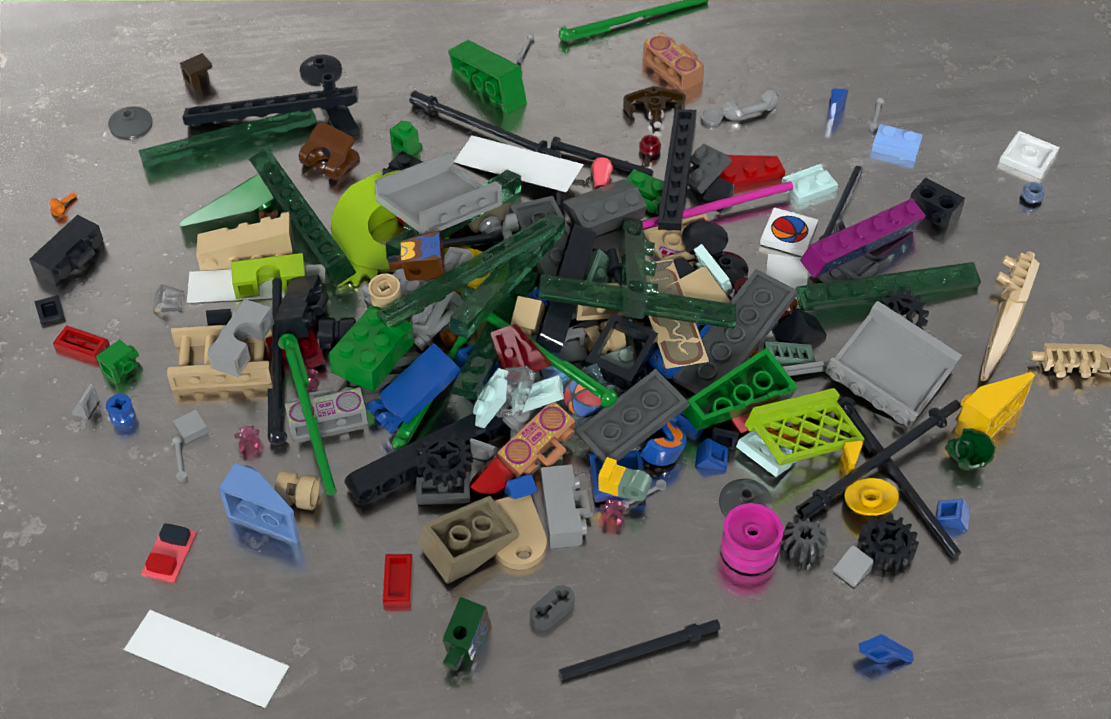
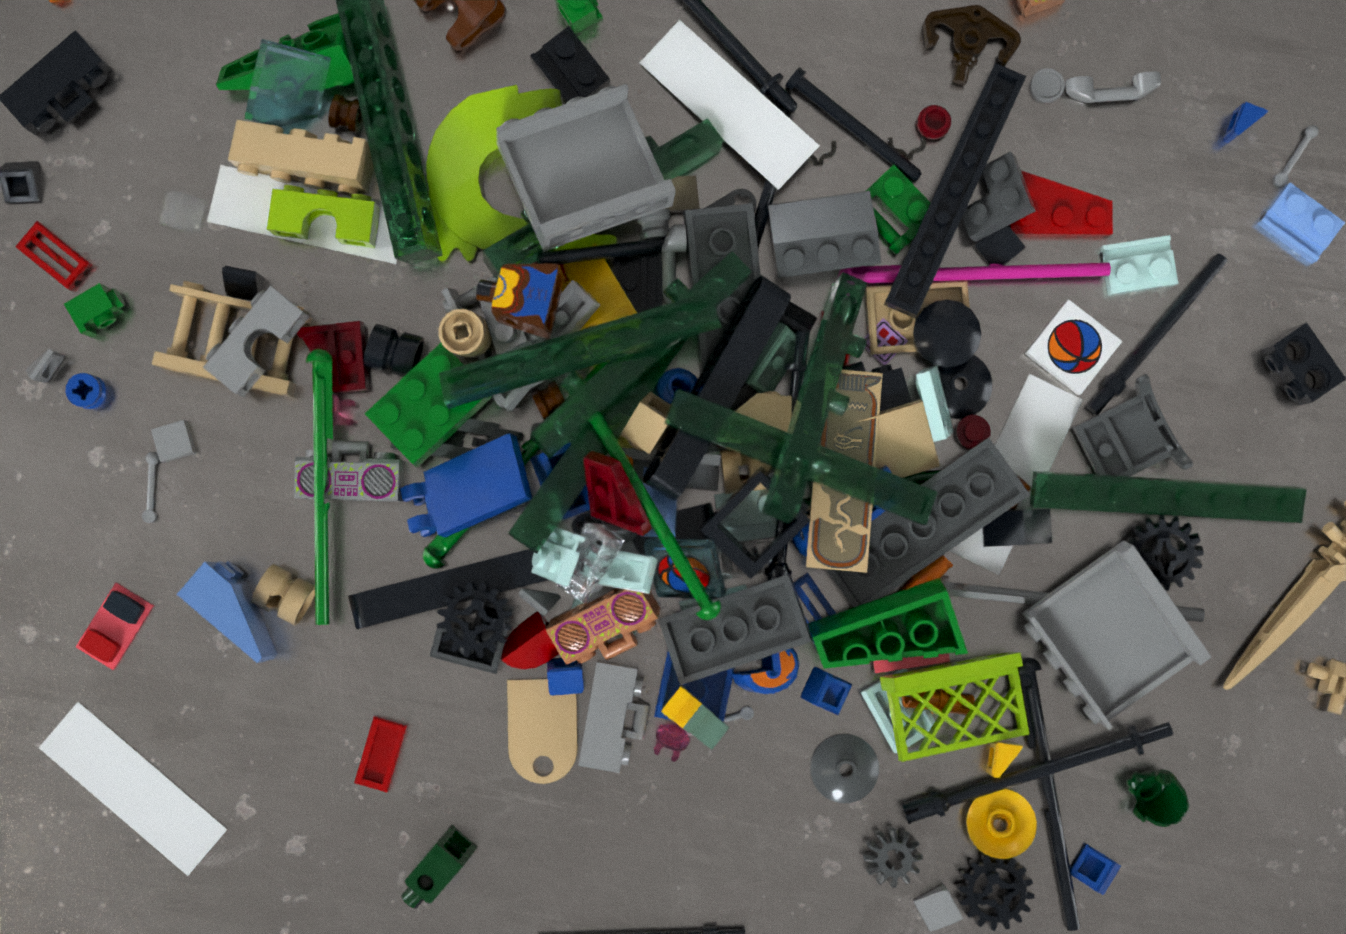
camera: 15 degrees right, 35 degrees up
(227, 205) = (286, 85): none -> clear light blue slope
(247, 433) = (241, 481): clear pink plate -> none
(275, 431) = (290, 426): black bar -> none
(301, 304) = (353, 298): black piece -> none
(466, 538) = (479, 732): dark tan slope -> none
(554, 610) = (558, 859): dark grey beam -> none
(601, 172) = (843, 160): coral cone -> none
(726, 438) = (857, 674): black slope -> none
(751, 538) = (826, 863): dark pink wheel -> none
(781, 349) = (960, 558): sand green slope -> none
(862, 238) = (1166, 412): magenta brick -> none
(993, 404) = (1207, 753): yellow slope -> none

